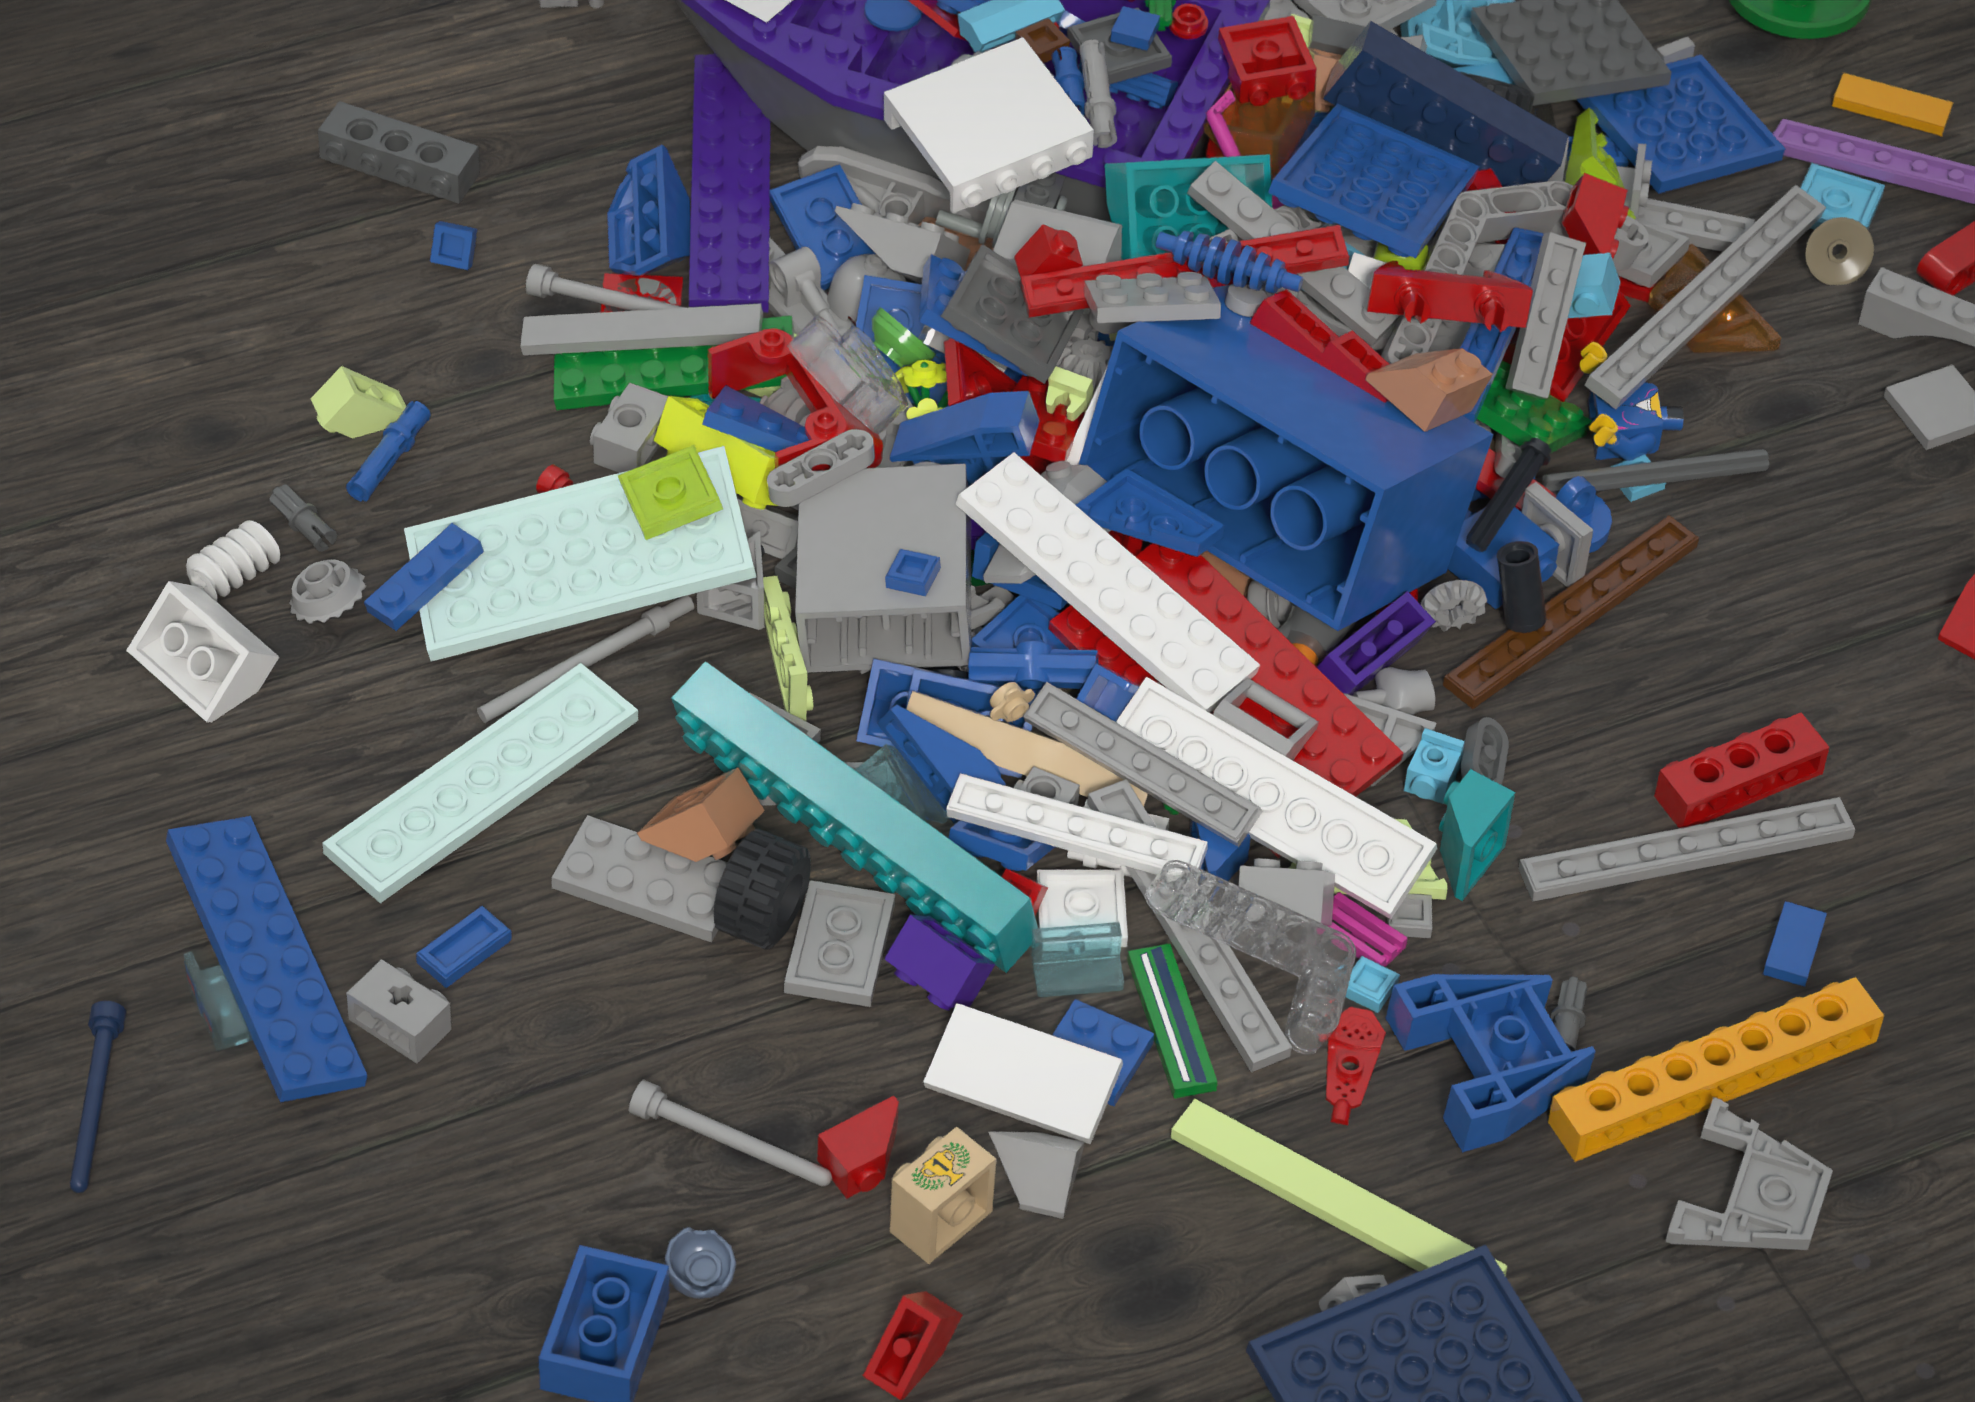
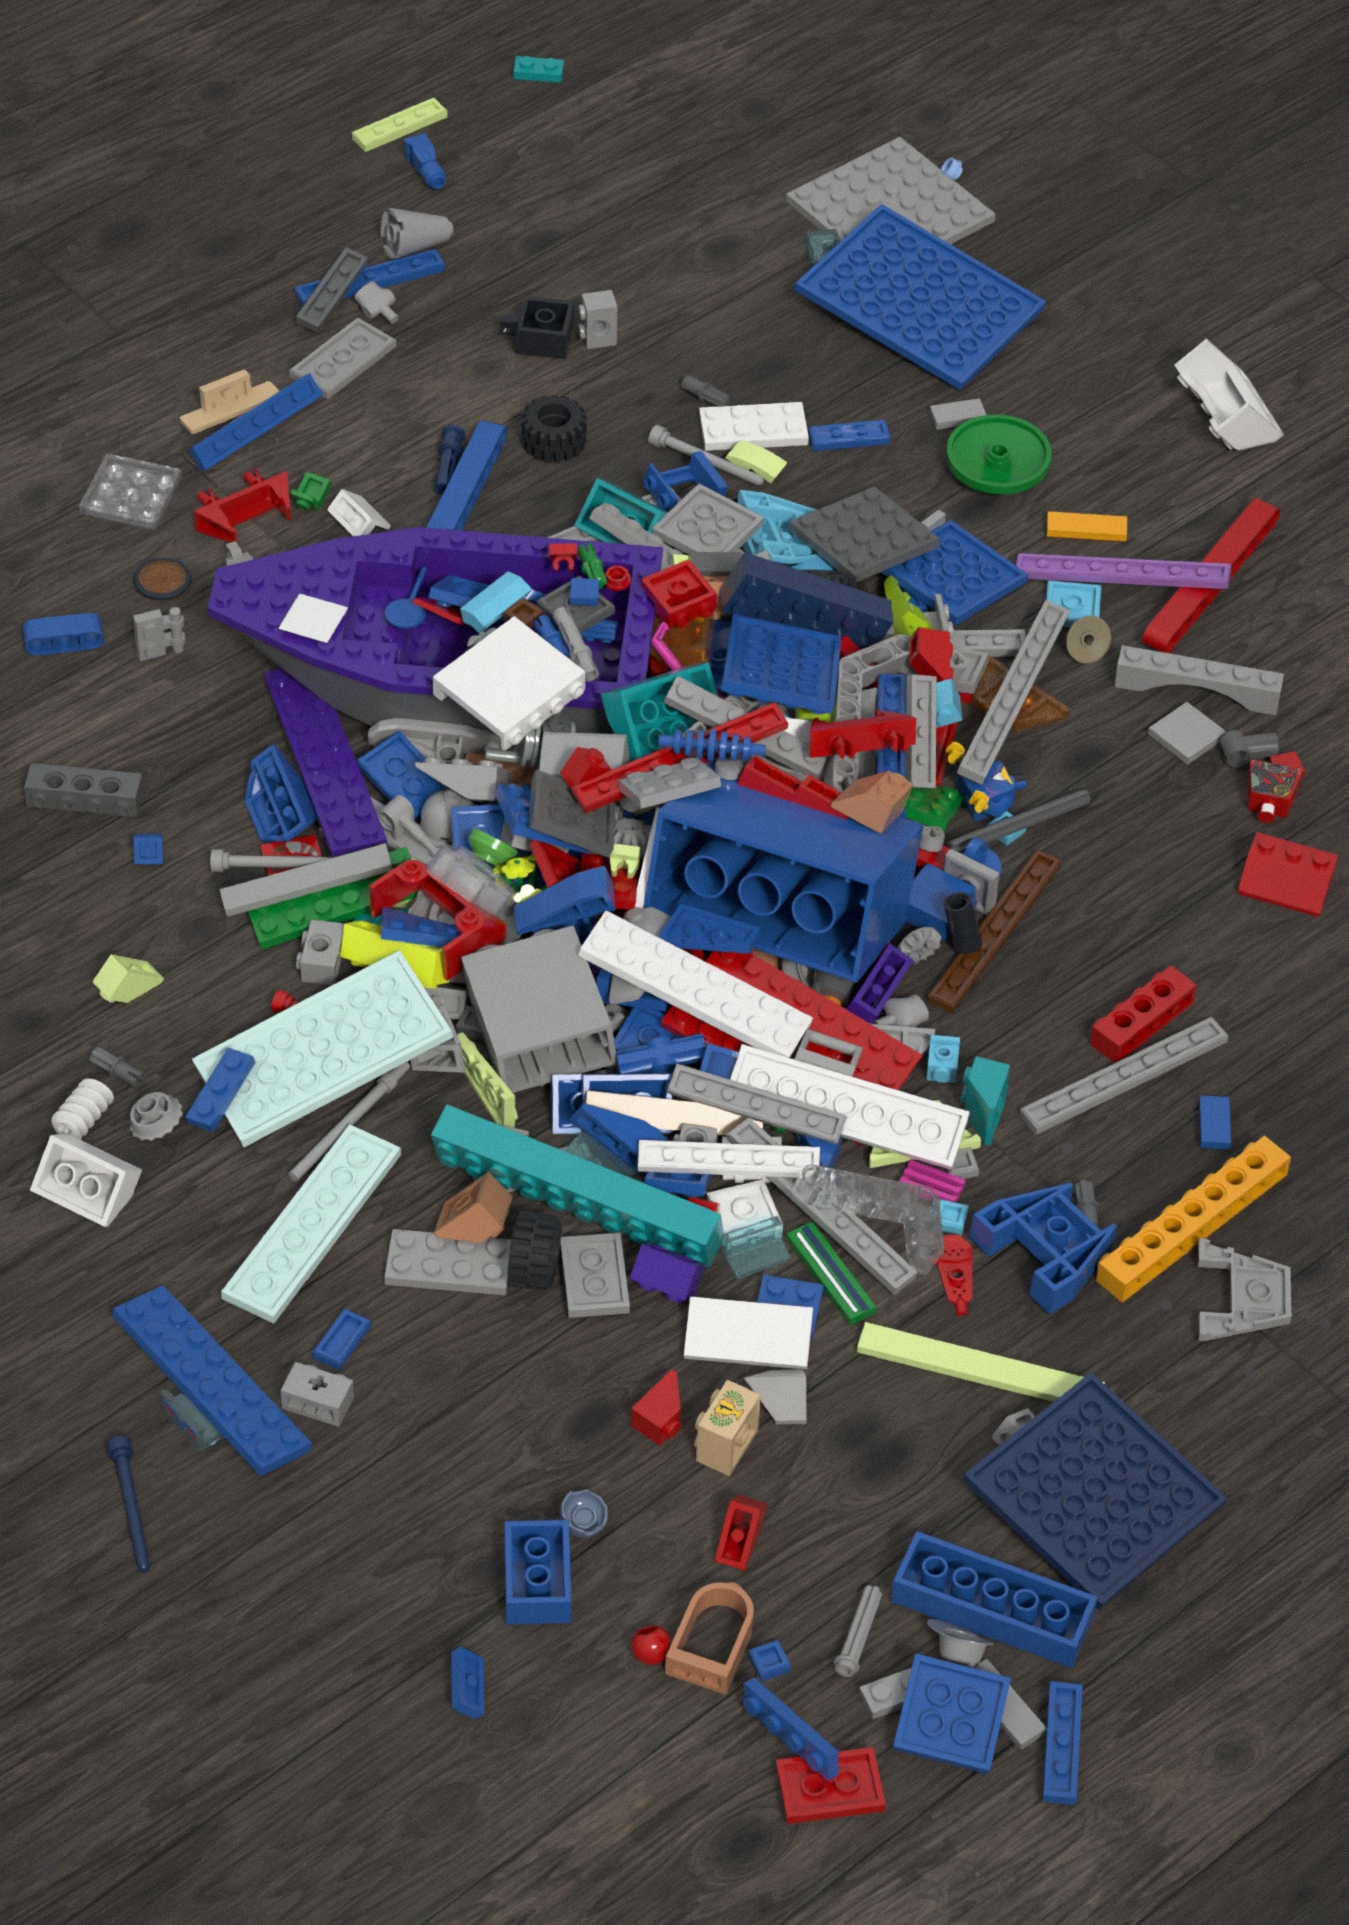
camera: 15 degrees left, 0 degrees up
(397, 439) = (161, 997): blue pin -> none
(651, 1102) = (510, 1414): light grey piece -> none
(670, 492) = (374, 991): lime tile -> none
(797, 482) = (478, 939): light grey beam -> none
(912, 572) = (567, 1010): blue tile -> none
(1010, 702) = (656, 1083): tan plate -> none
(1301, 889) = (890, 1164): light grey brick -> none
(1485, 750) = (972, 1041): dark grey plate -> none
(1533, 456) = (944, 830): black axle -> none

